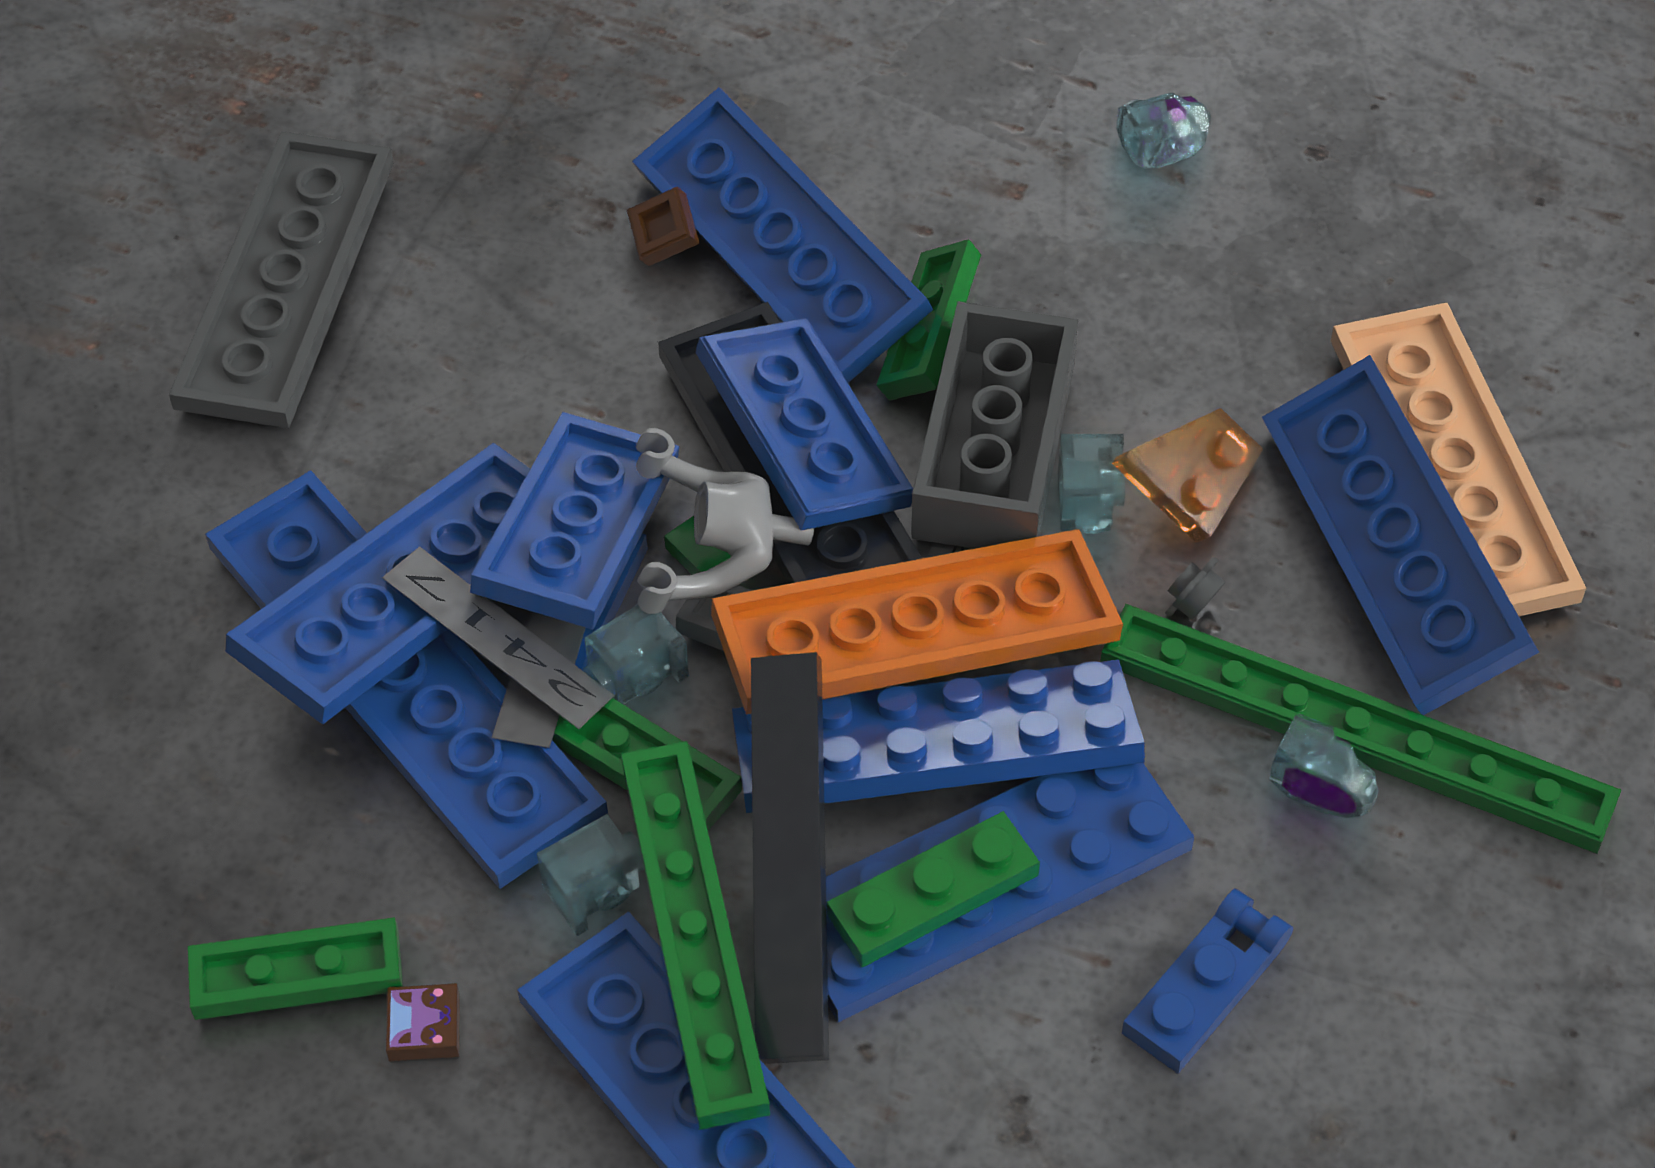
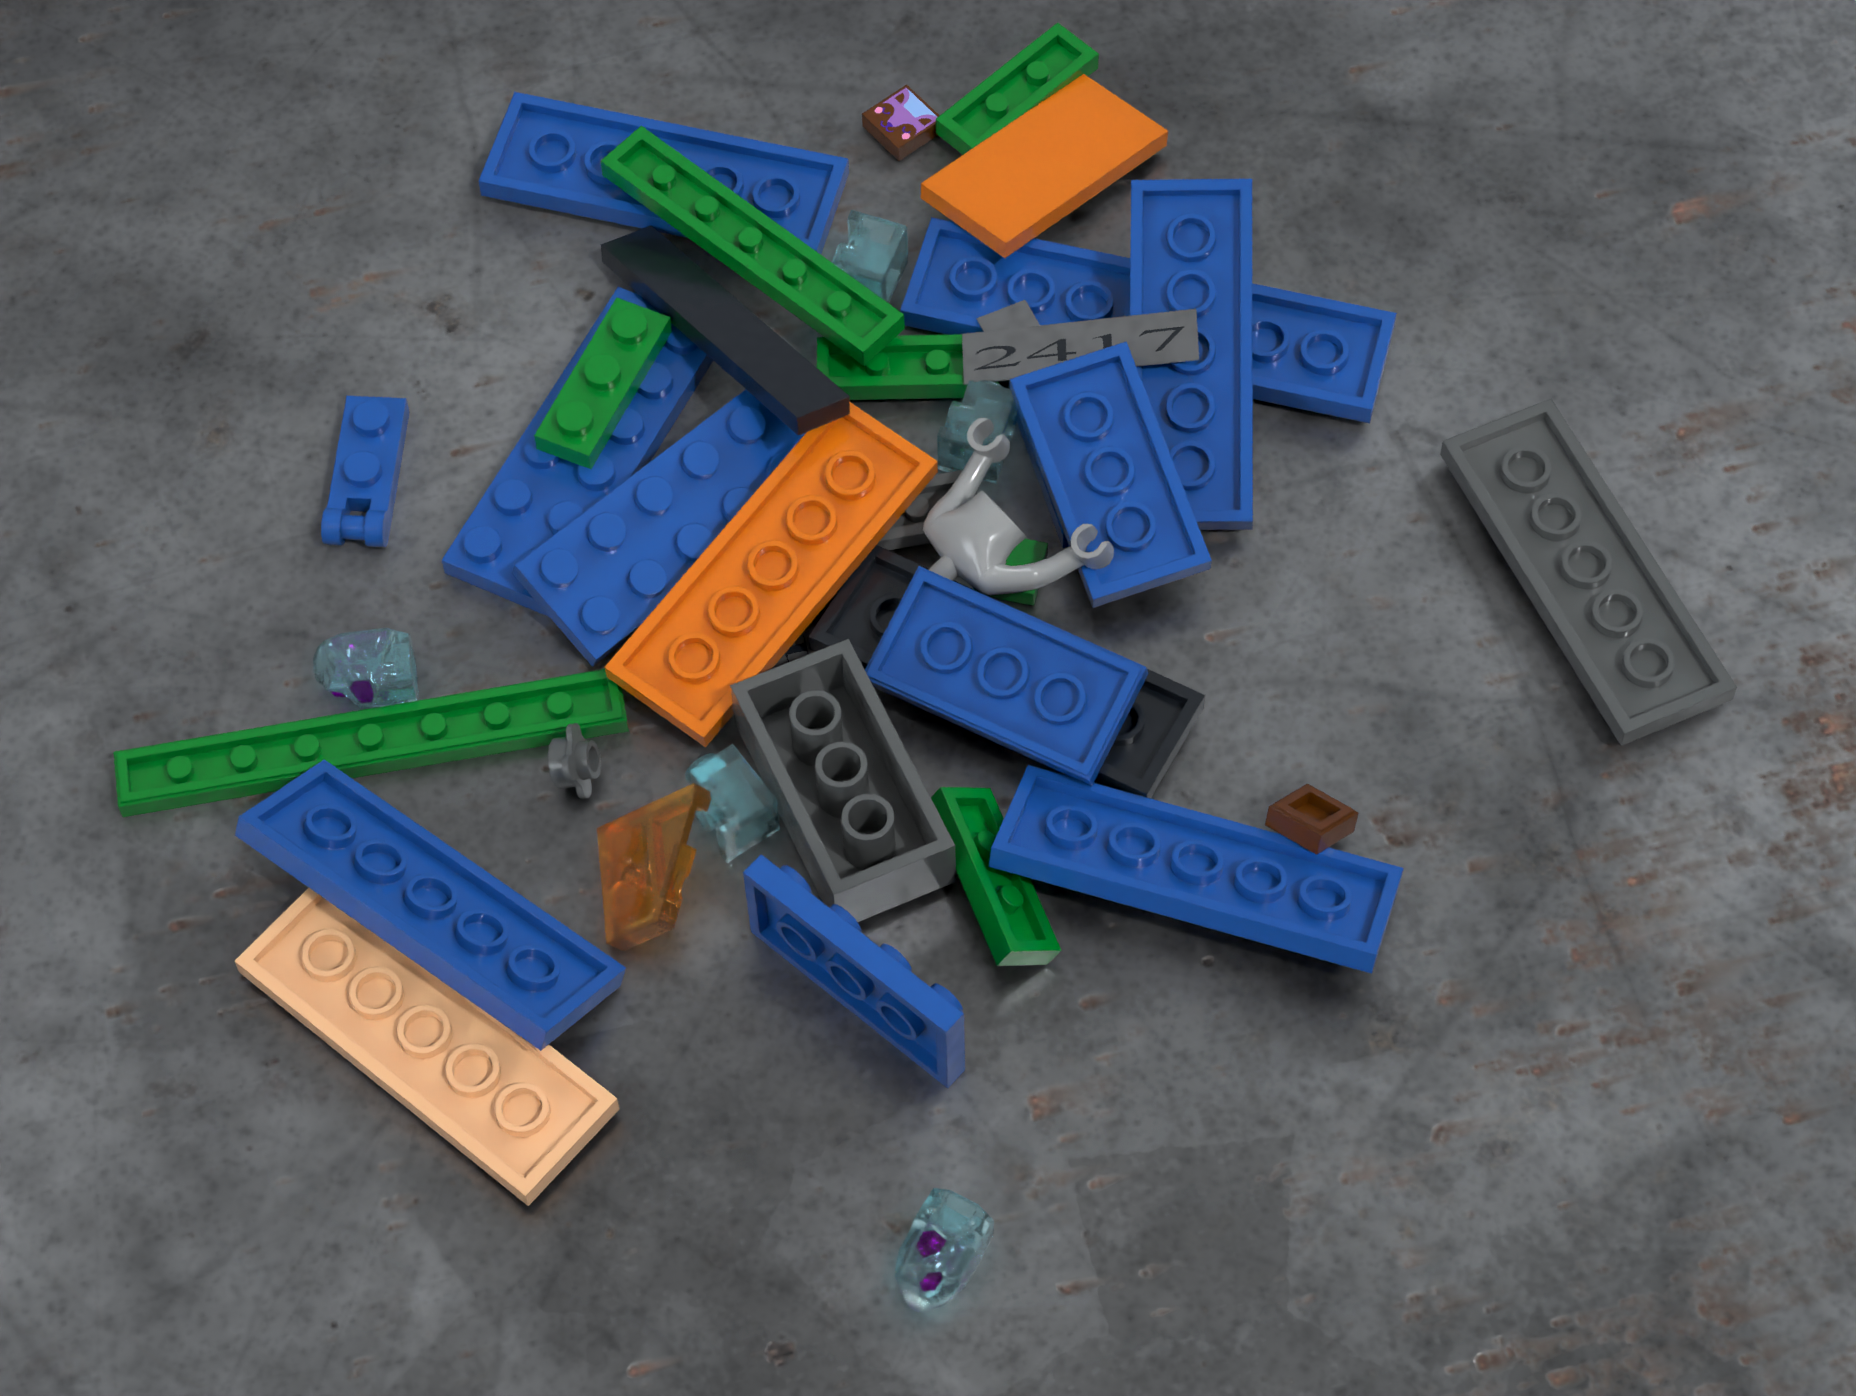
camera: 145 degrees right, 5 degrees up
(350, 860) = (1043, 165): none -> orange tile
(1096, 287) = (855, 971): none -> blue plate

